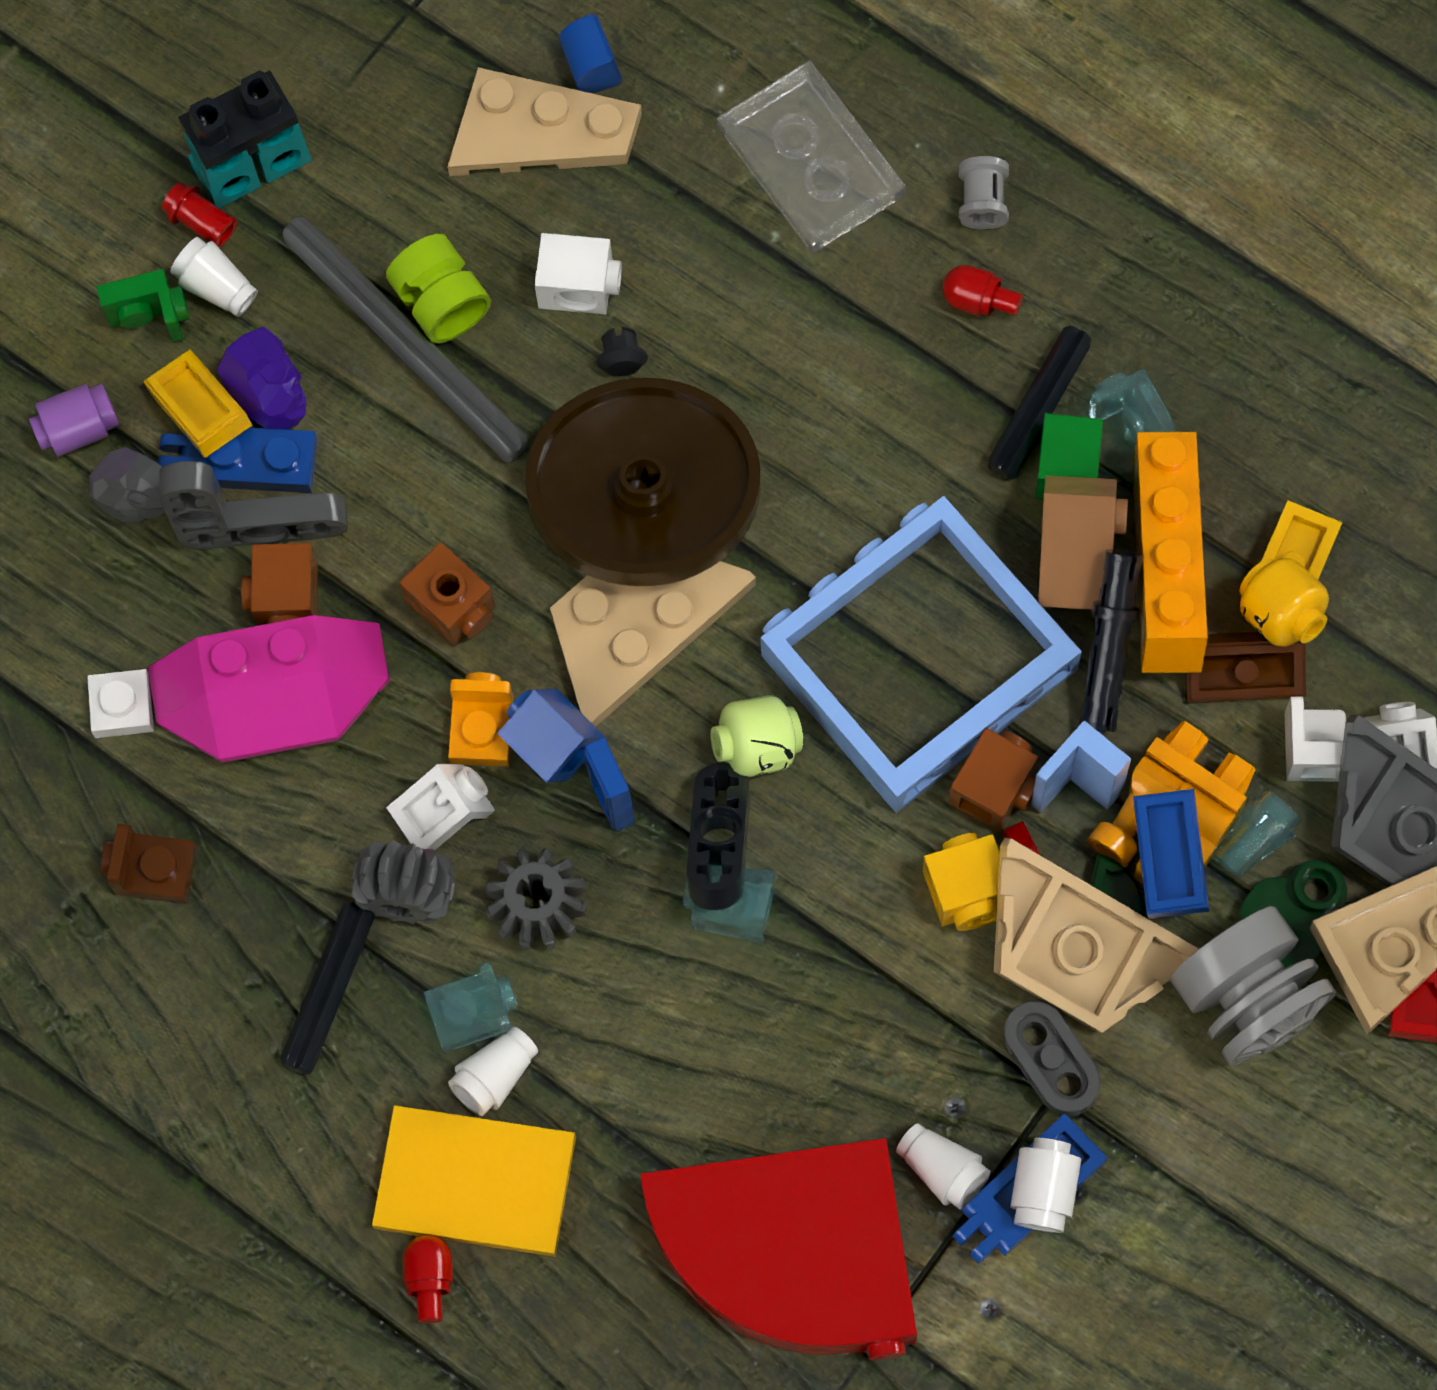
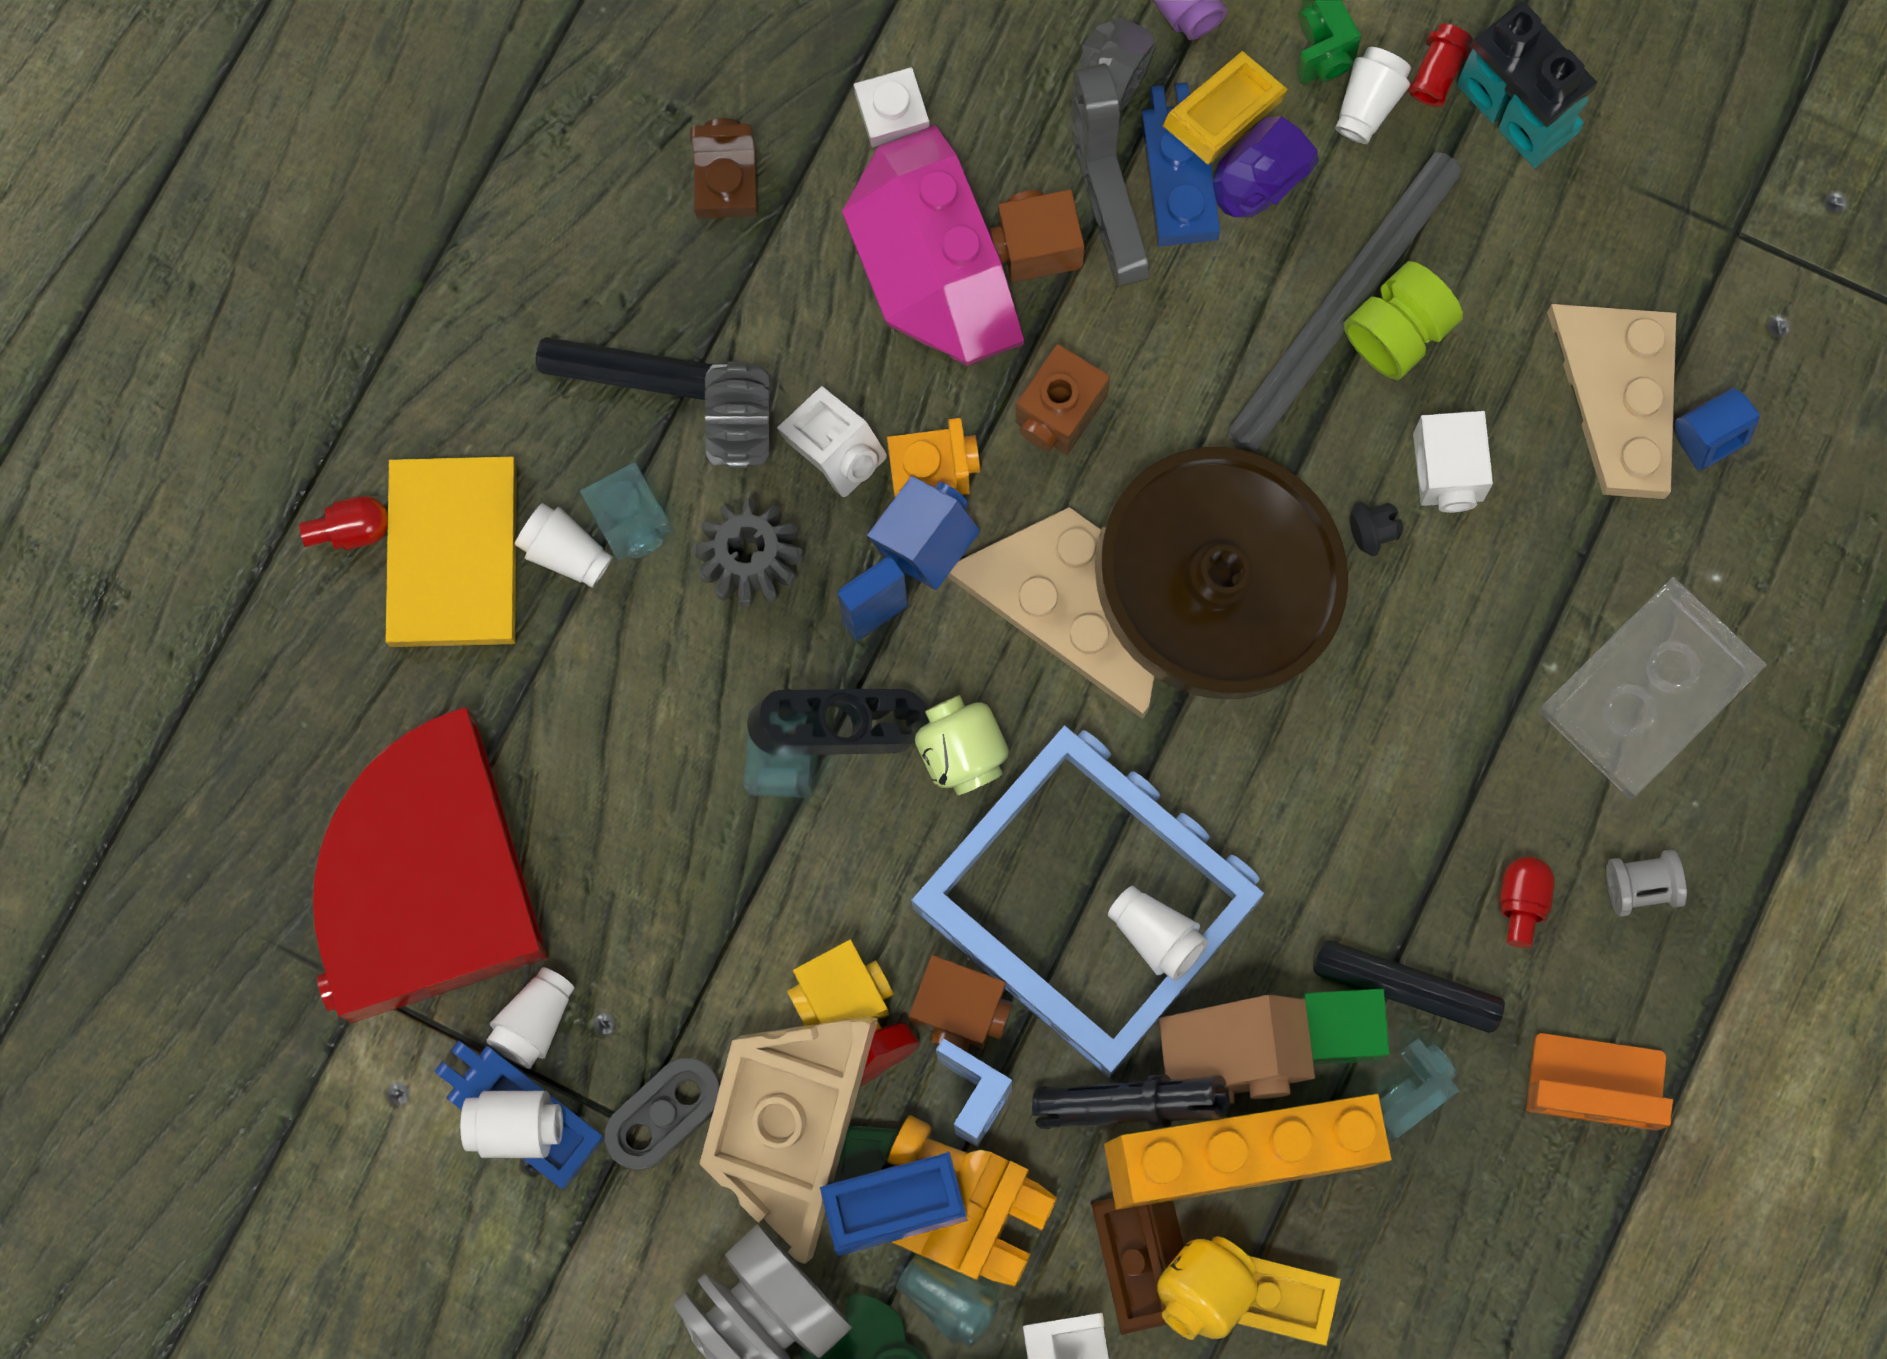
camera: 80 degrees right, 5 degrees up
(967, 583) = (1159, 933): none -> white cone
(1148, 267) = (1598, 1082): none -> orange panel

